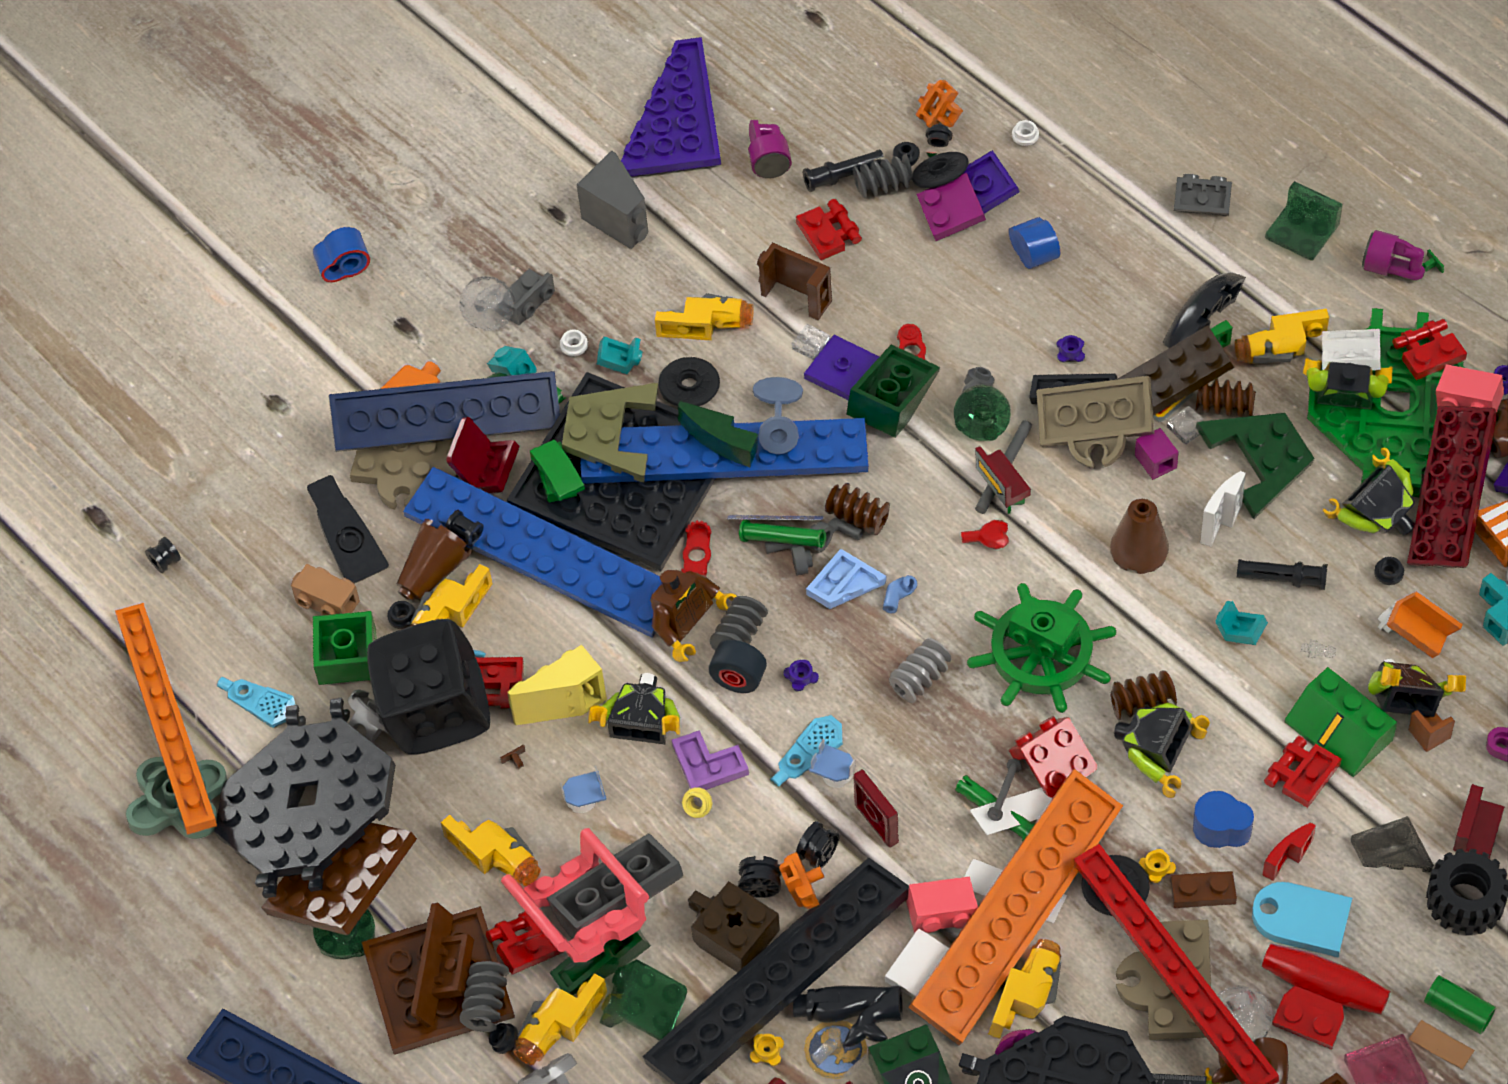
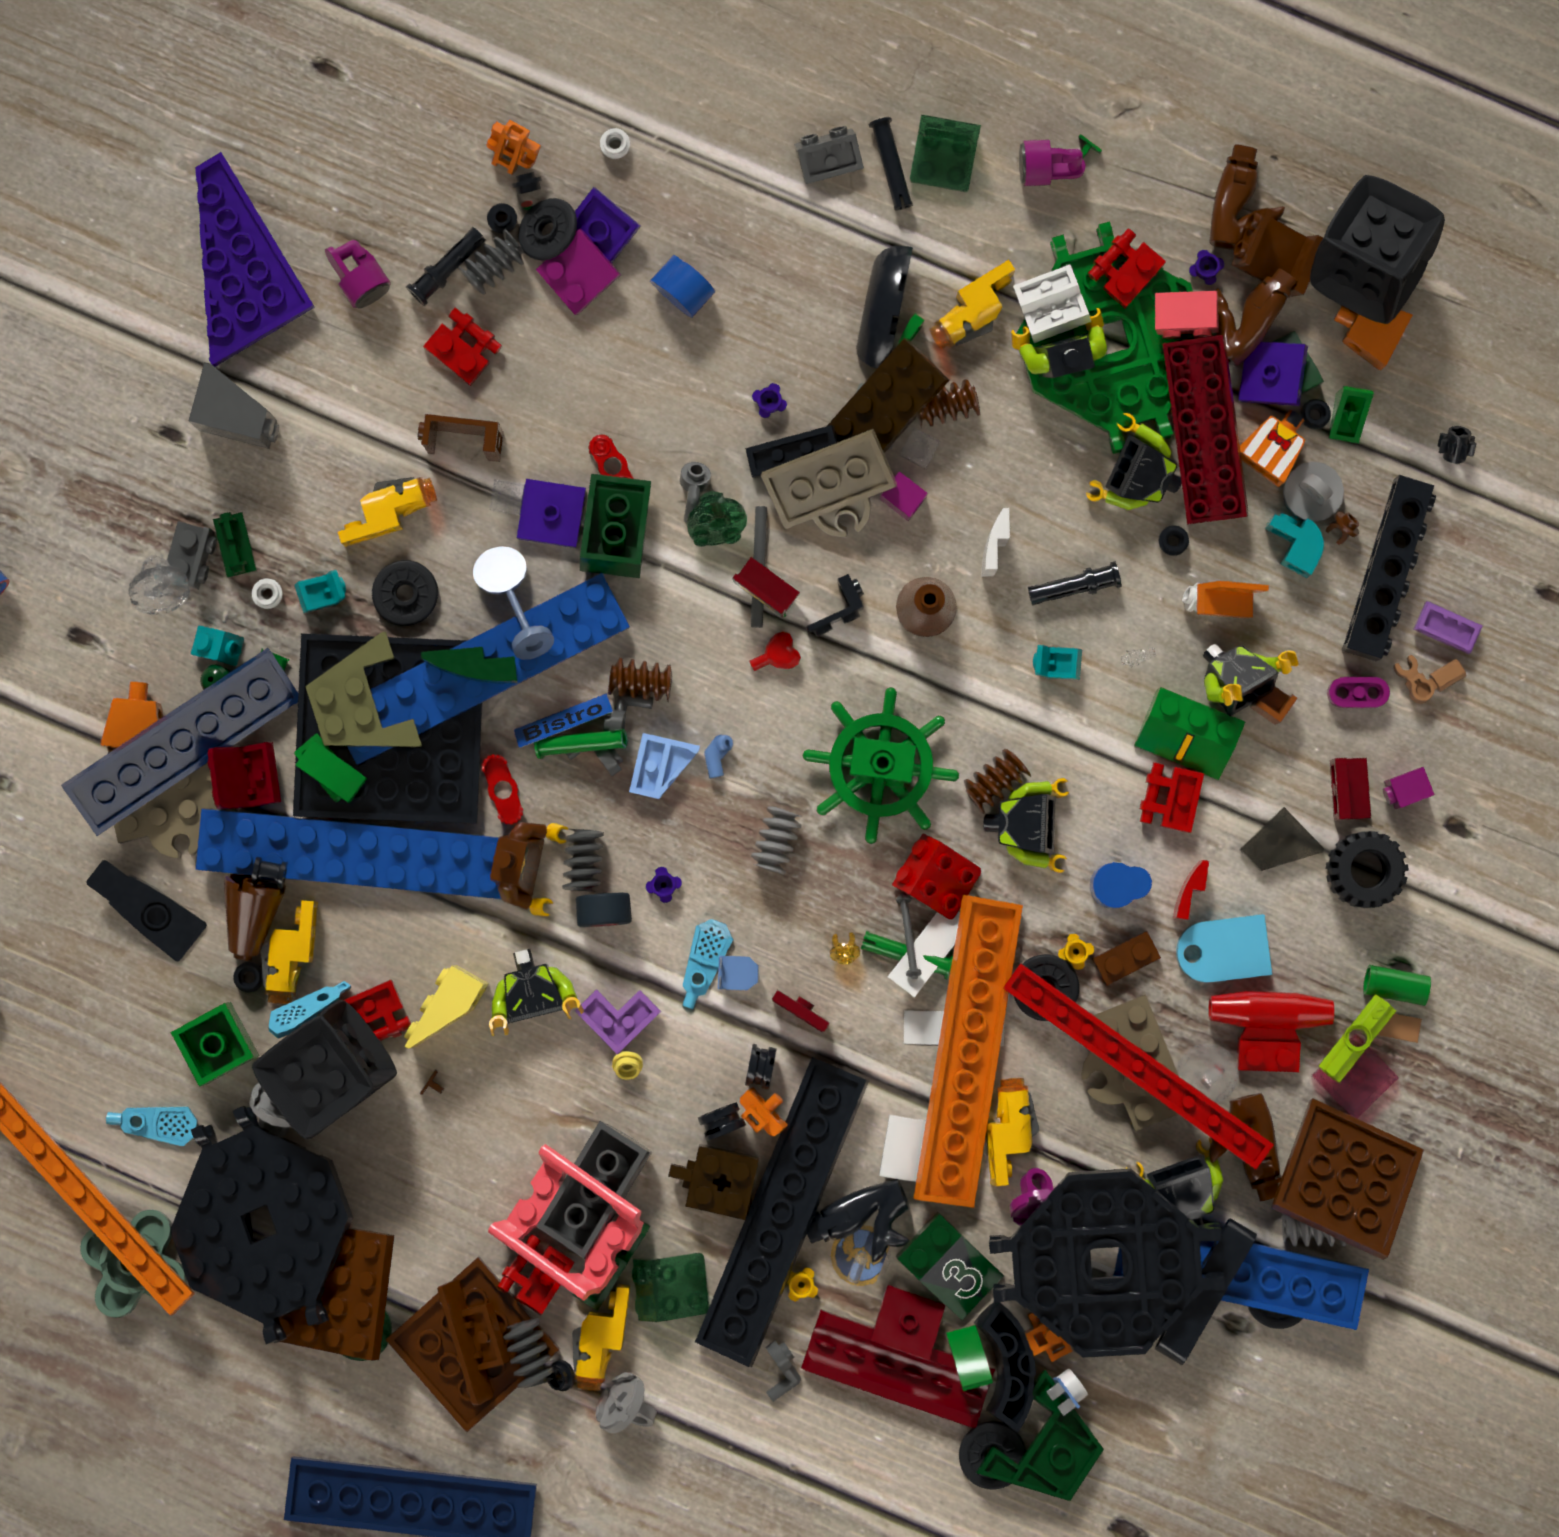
camera: 30 degrees left, 30 degrees up
(324, 592) = (154, 989): medium nougat brick -> none
(493, 847) = (462, 1188): yellow plate -> none
(566, 299) = (234, 544): none -> dark green hinge
(583, 792) = (516, 1097): medium blue piece -> none
(940, 784) = (844, 953): none -> clear yellow plate
(941, 904) = (900, 1081): coral brick -> none
(1058, 522) = (851, 591): none -> black bracket
(1254, 219) = (891, 162): none -> black pin
(1269, 446) = (1014, 446): dark green wing -> none
(1386, 1035) = (1370, 1023): none -> lime piece

